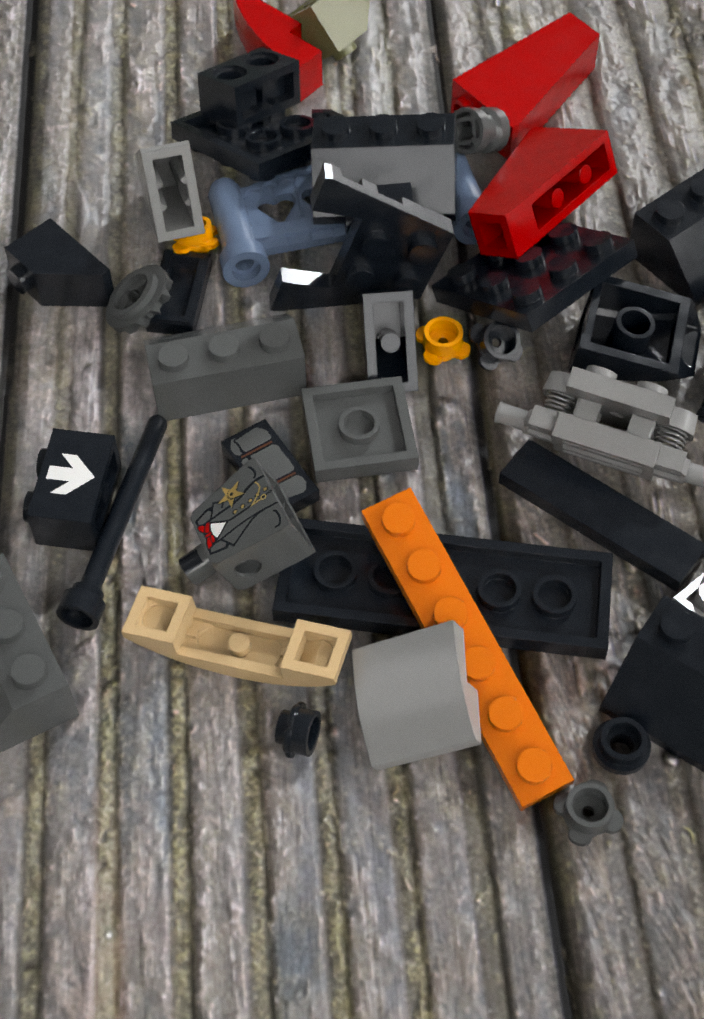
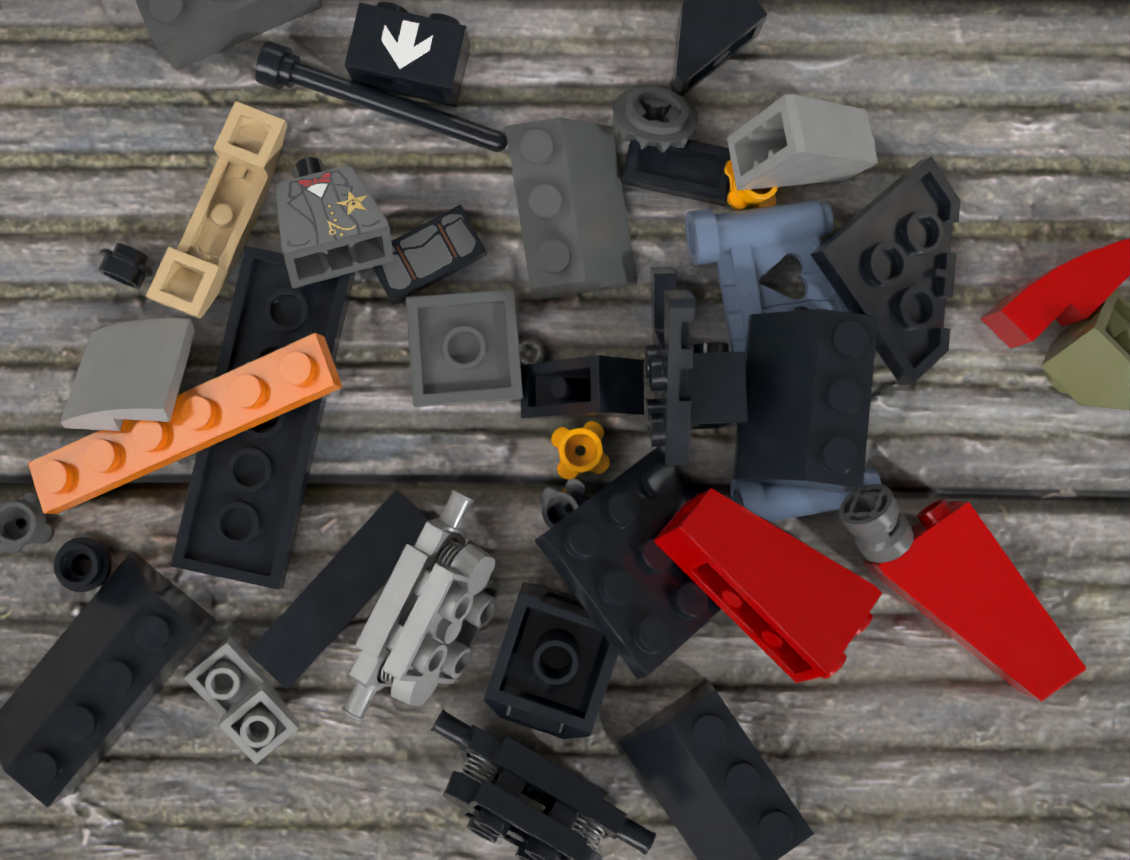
camera: 90 degrees right, 30 degrees up
(249, 87) = (978, 250): black brick -> none

